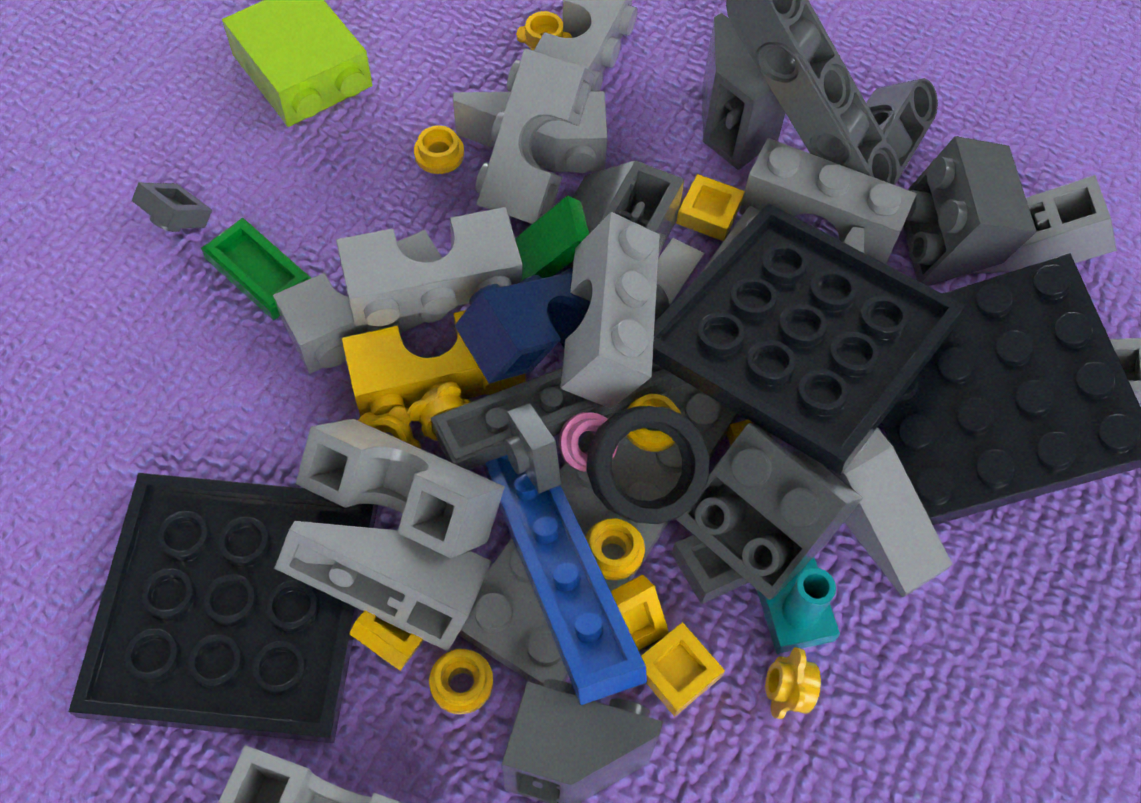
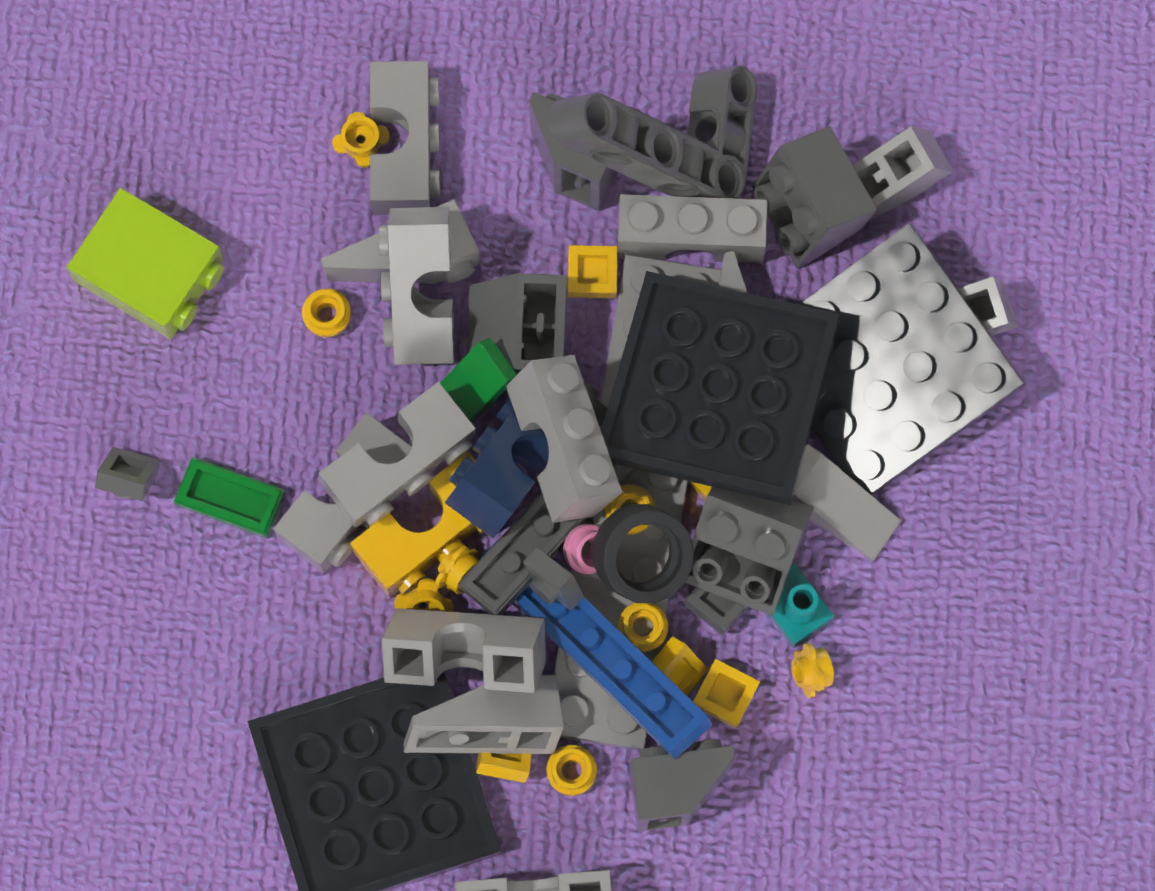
camera: 20 degrees left, 15 degrees up
(676, 266) = (583, 341): white sticker -> none

